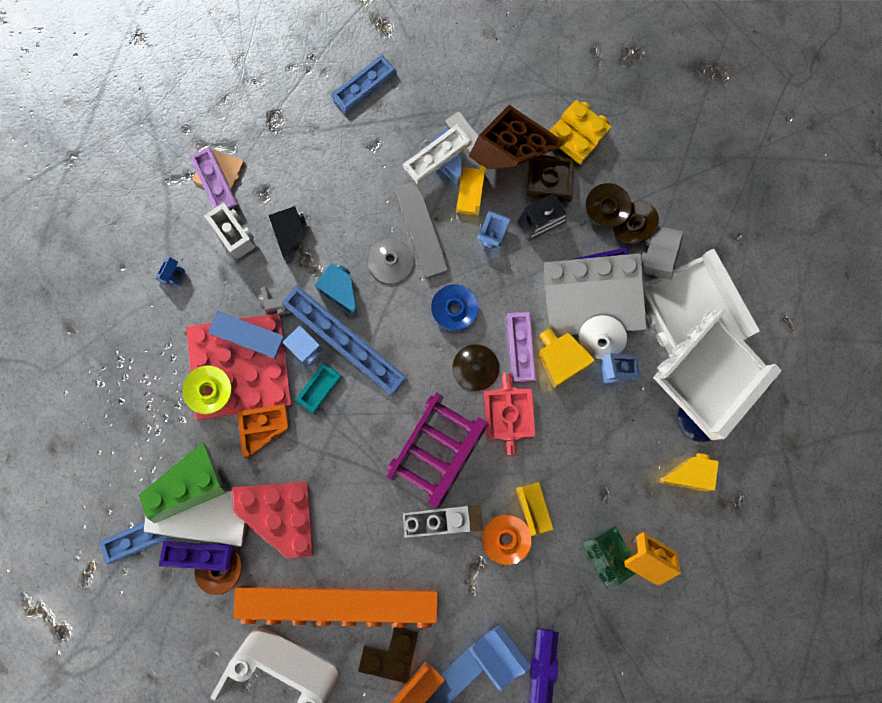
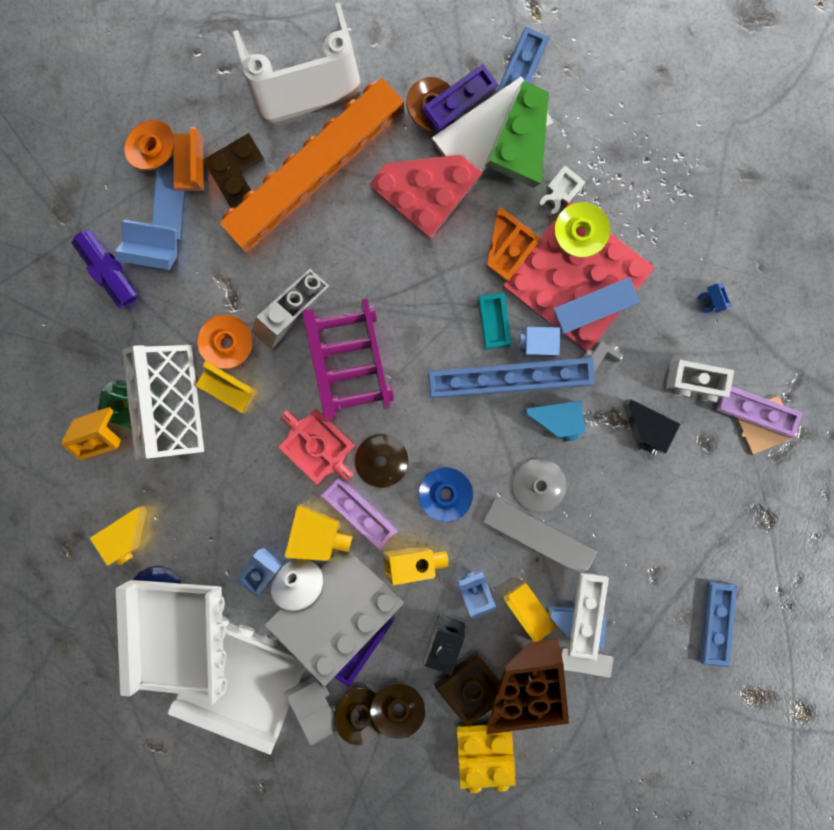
camera: 135 degrees right, 10 degrees up
(190, 431) = (563, 188): none -> white plate
(517, 283) = (401, 564): none -> yellow torso
(589, 563) = (141, 399): none -> white fence

